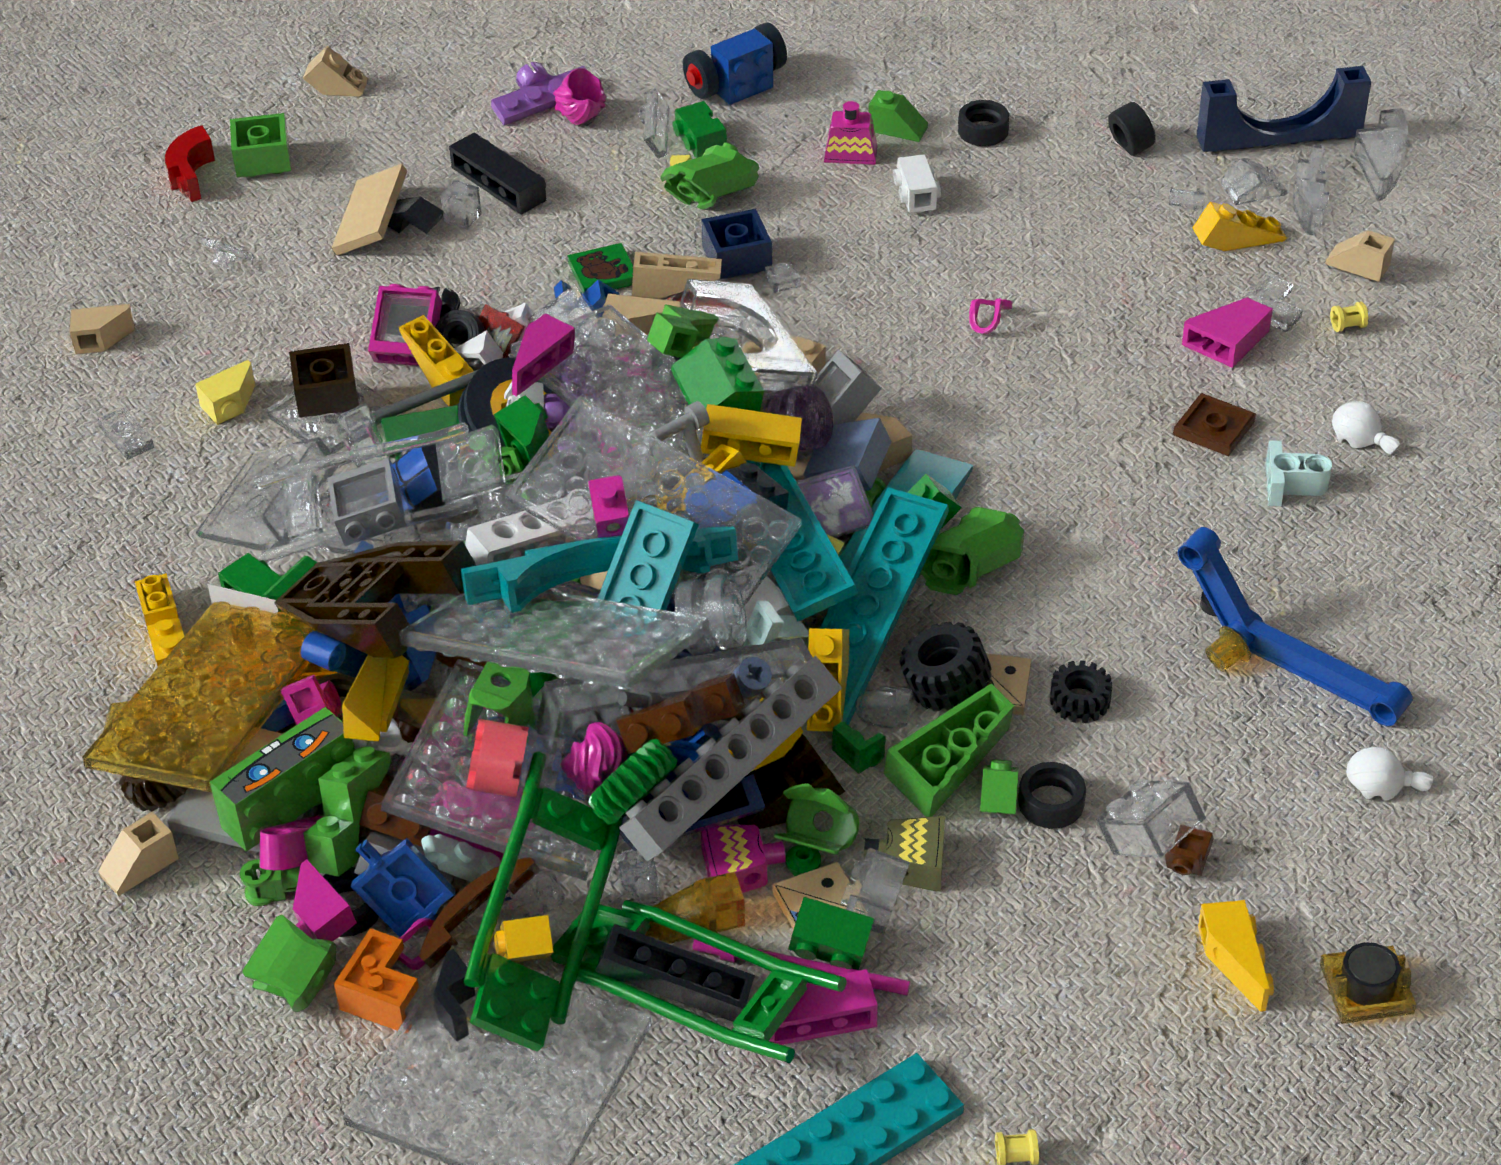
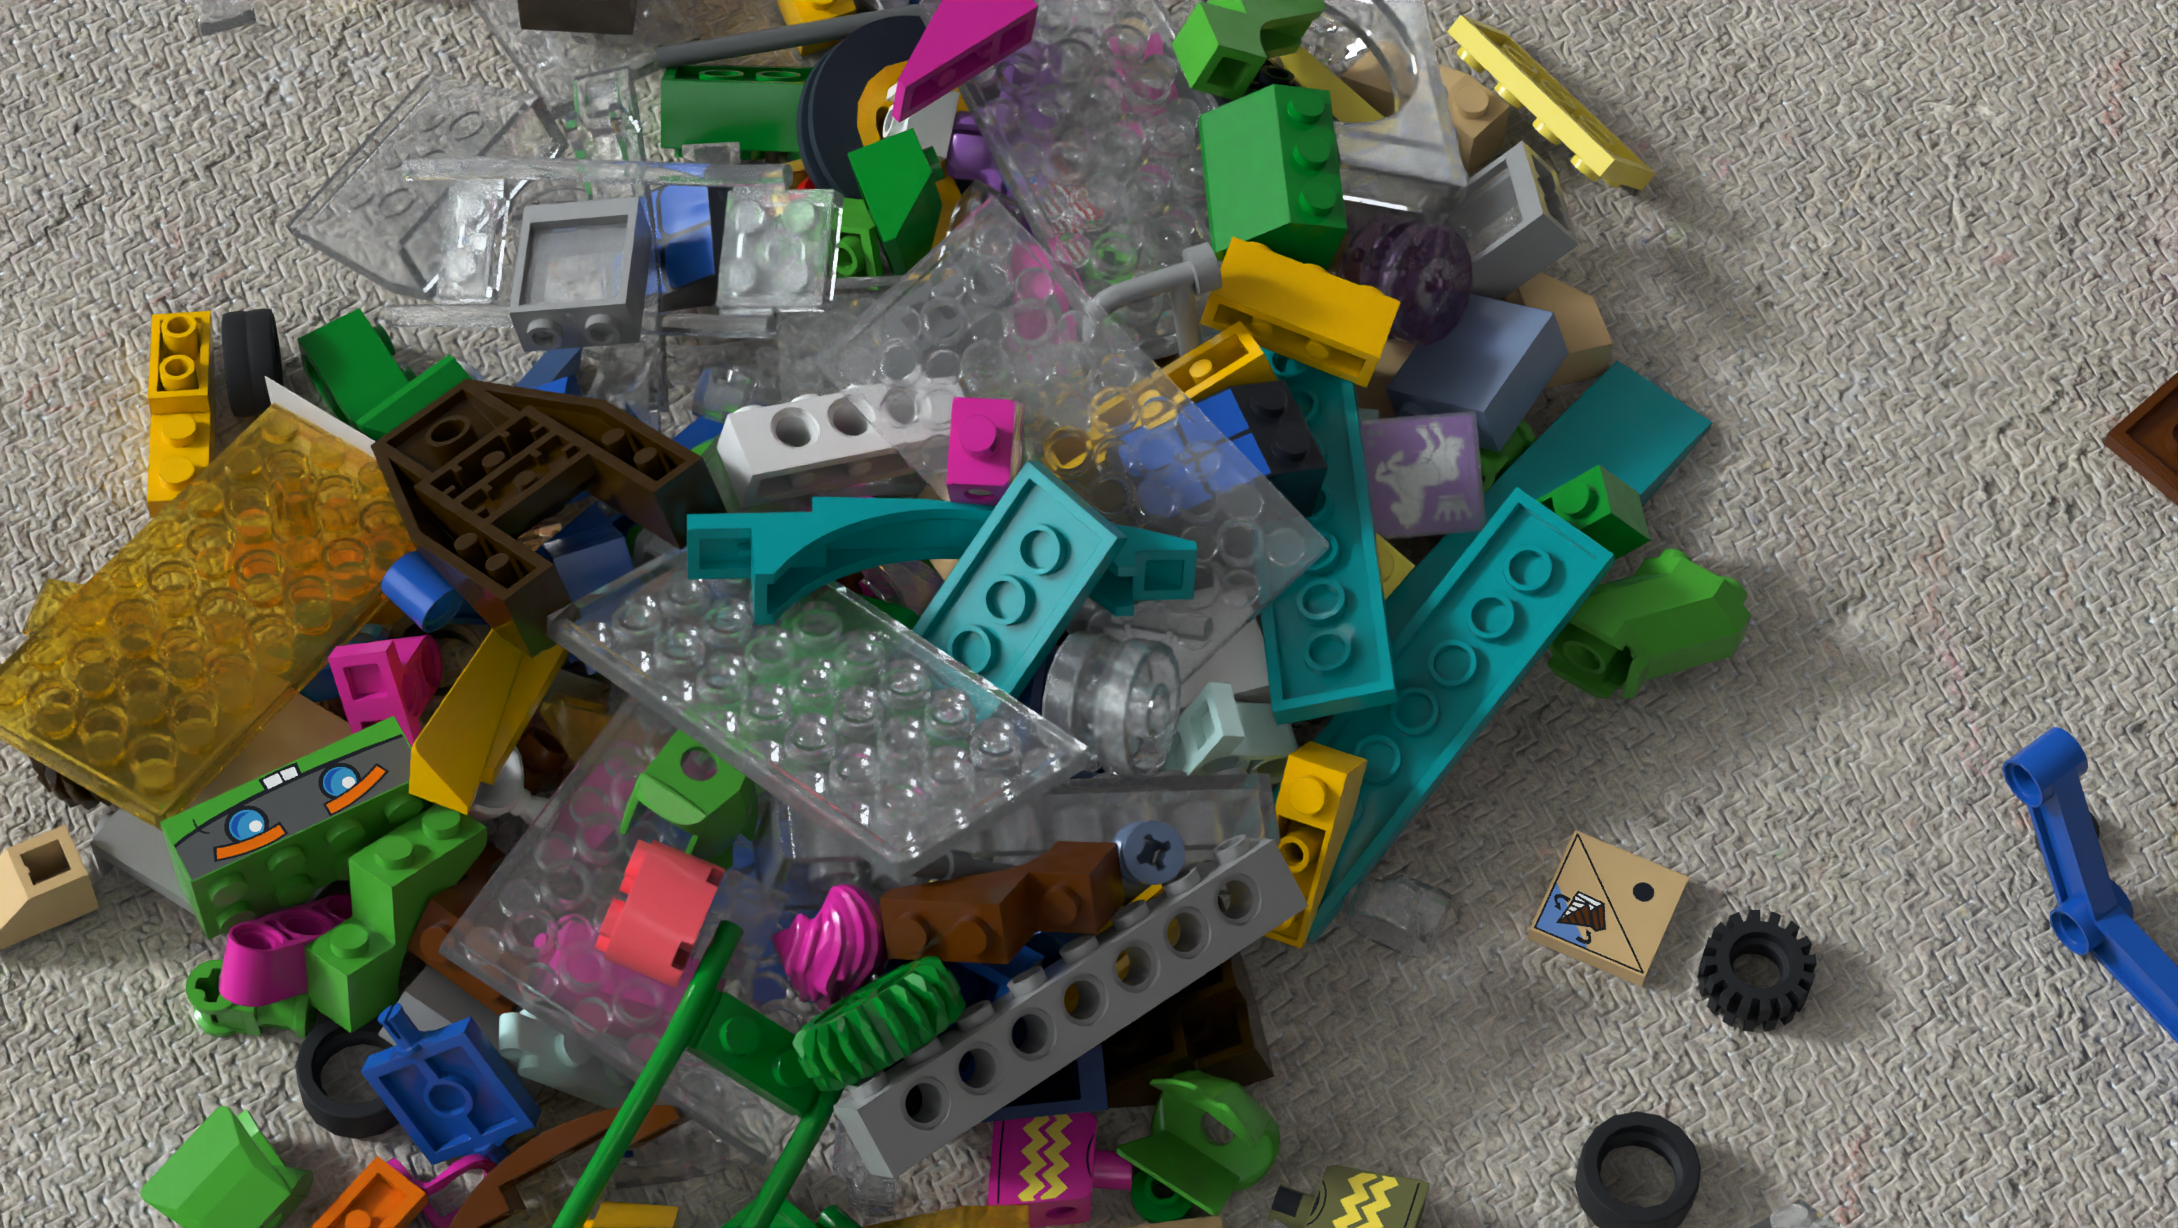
camera: 10 degrees right, 15 degrees up
(194, 589) = (249, 354): none -> black tyre
(319, 906) = (299, 1094): dark pink slope -> none
(854, 750) = (1317, 989): green bracket -> none
(857, 350) = (1557, 111): none -> light yellow plate
(945, 665) = (1534, 904): black tyre -> none
(945, 751) = (1474, 1042): bright green wedge -> none
(998, 304) = (1814, 80): dark pink piece -> none
(999, 787) = (1548, 1138): bright green slope -> none
(1227, 649) = (2047, 953): clear yellow piece -> none

